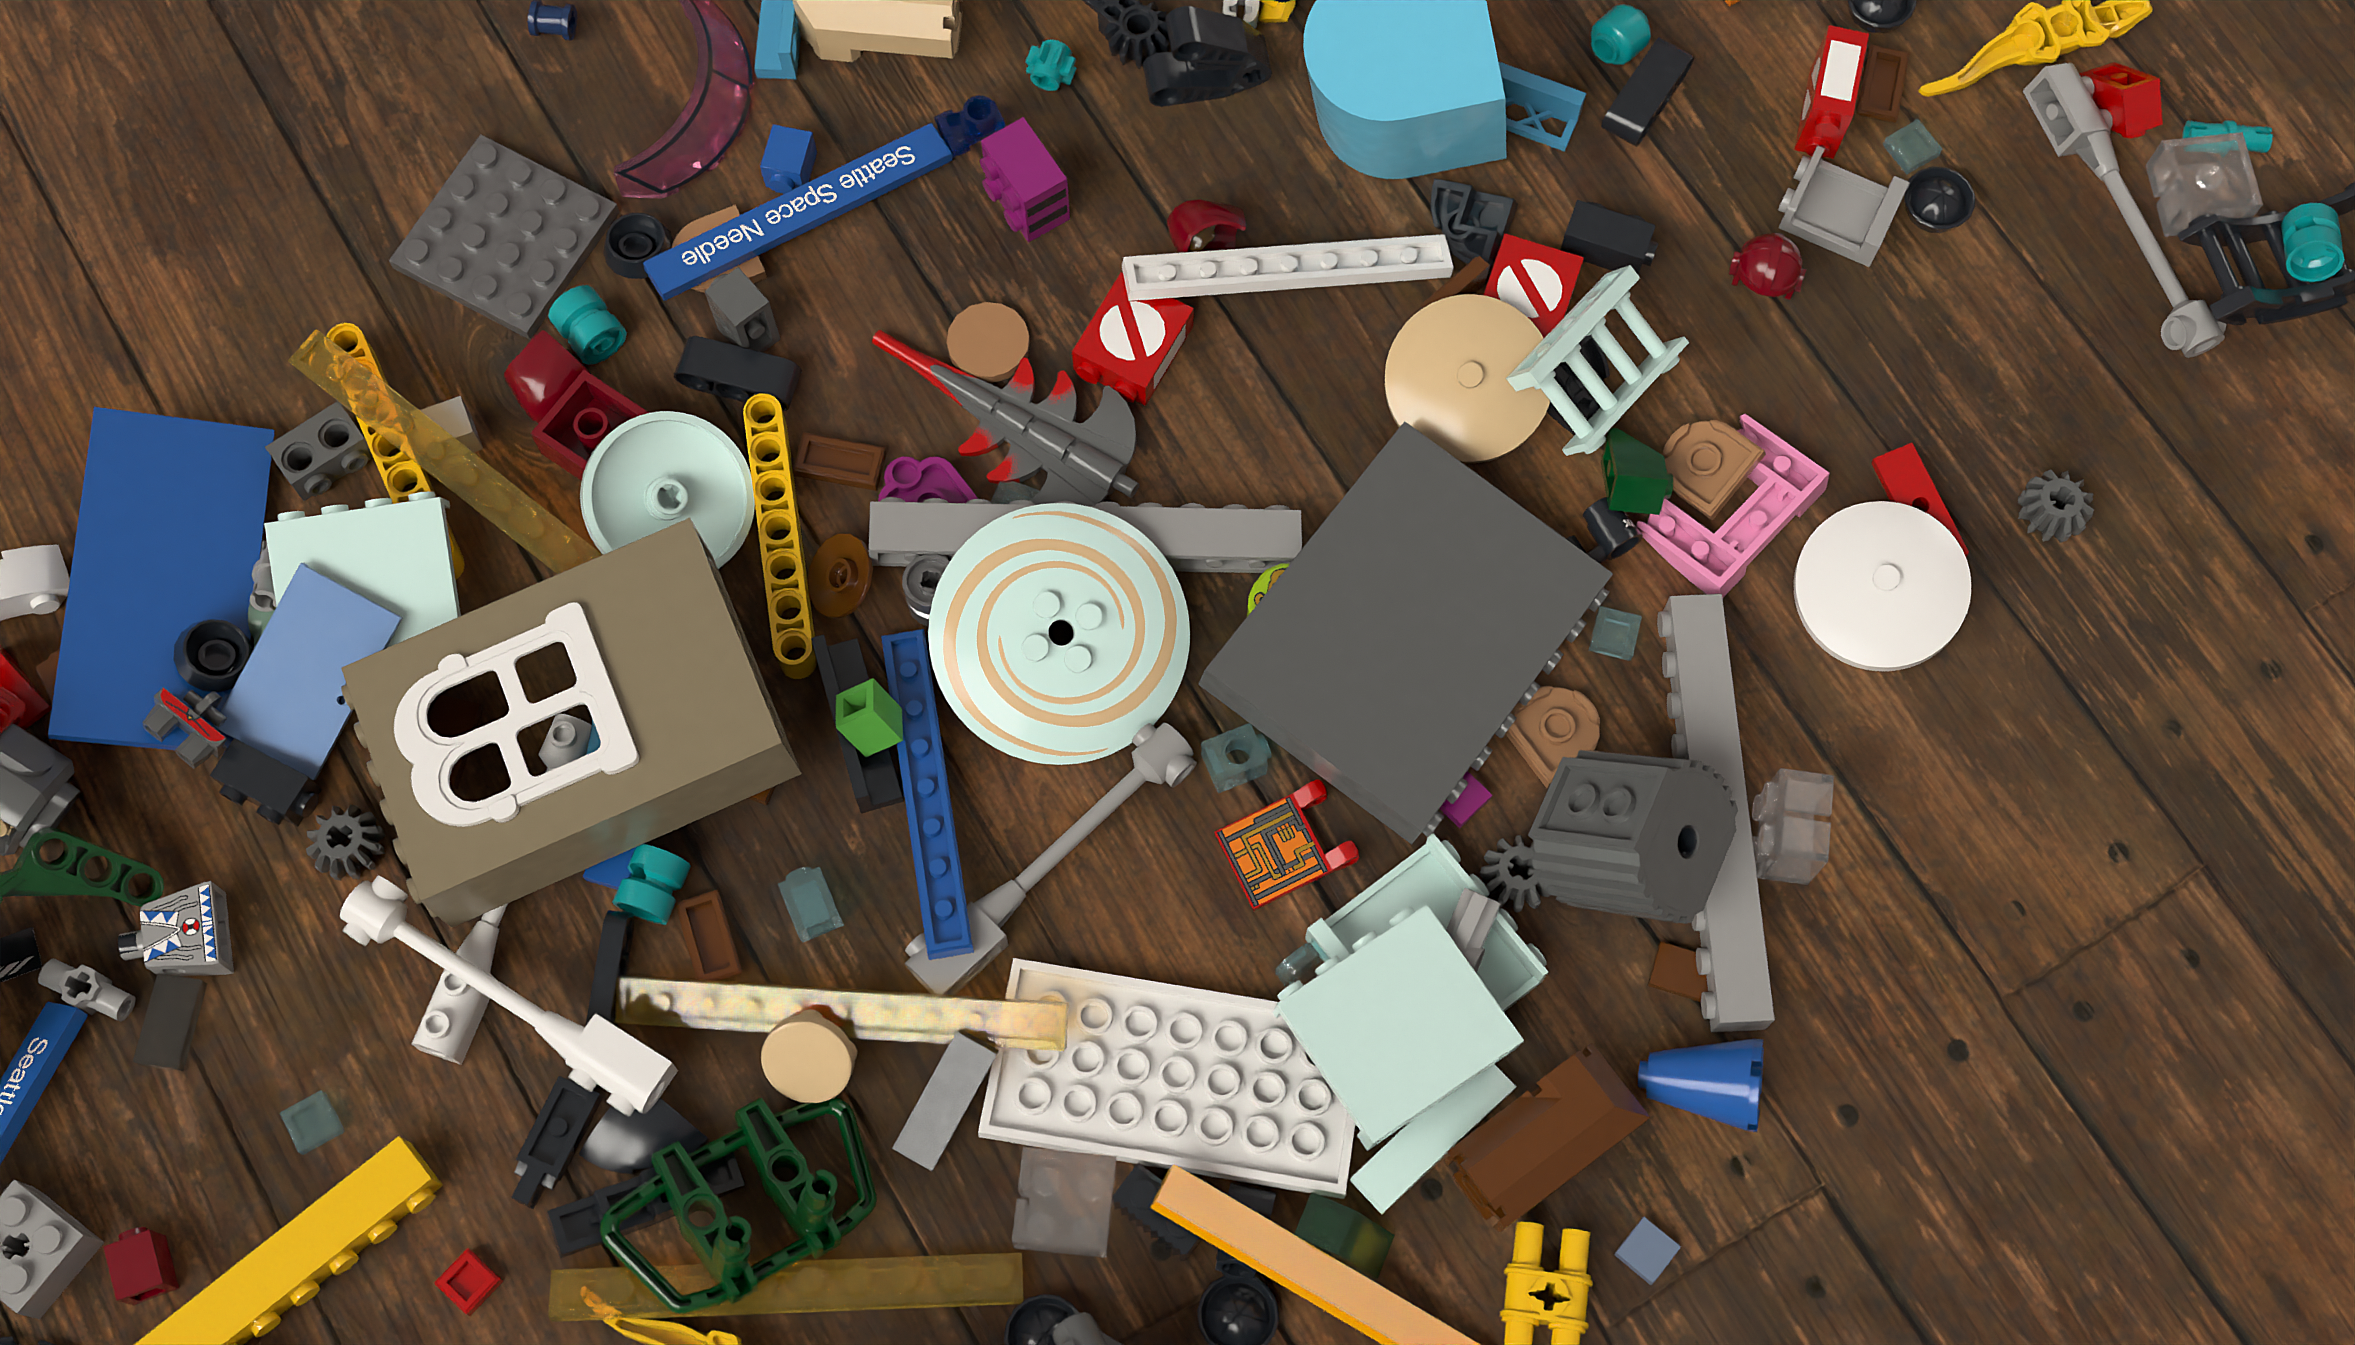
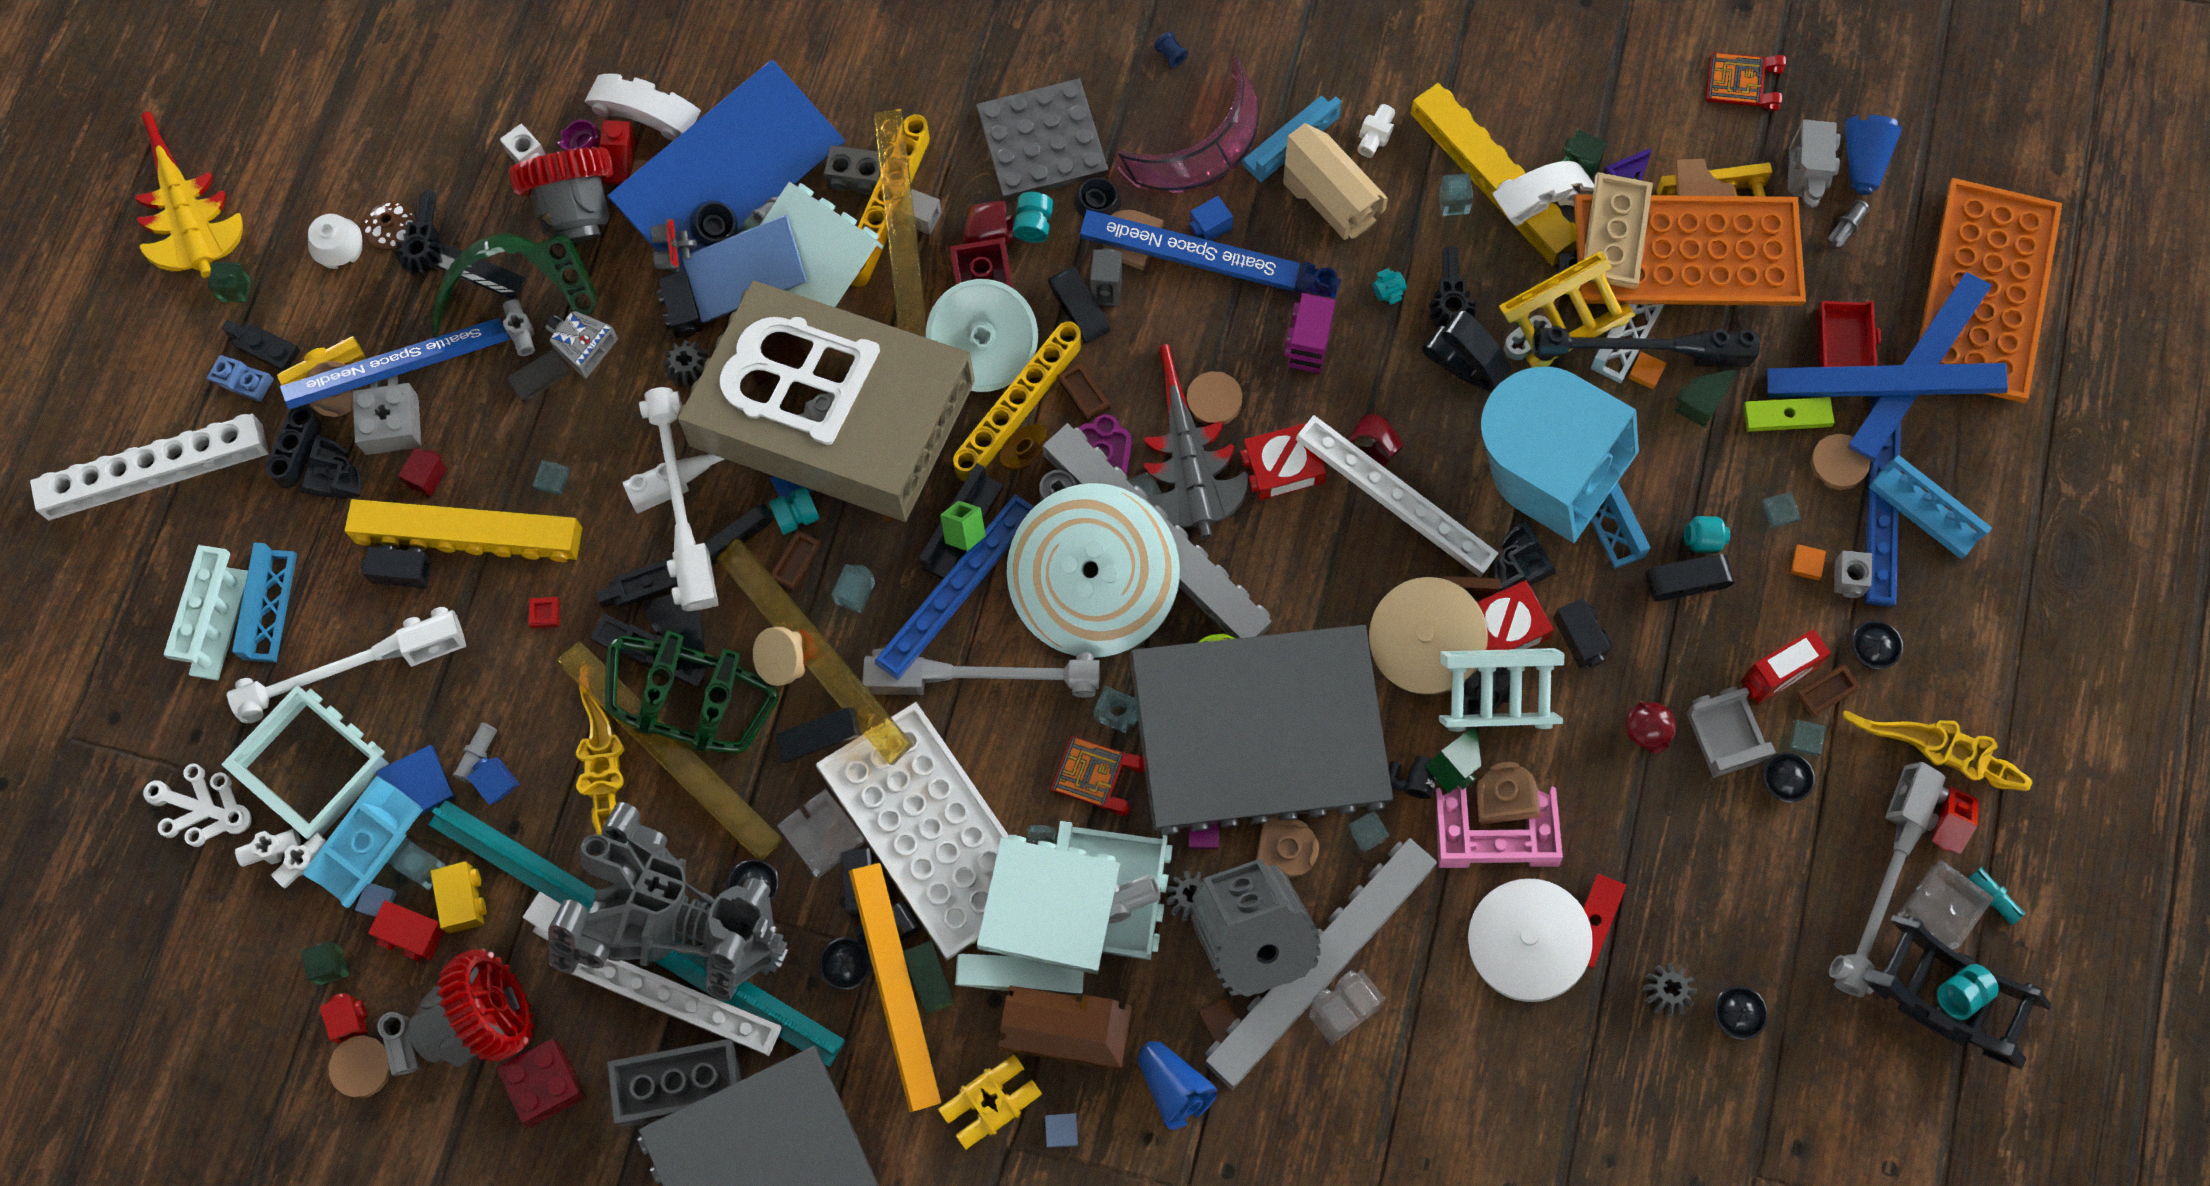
camera: 50 degrees right, 0 degrees up
(2137, 464) = (1741, 1012): none -> black hat

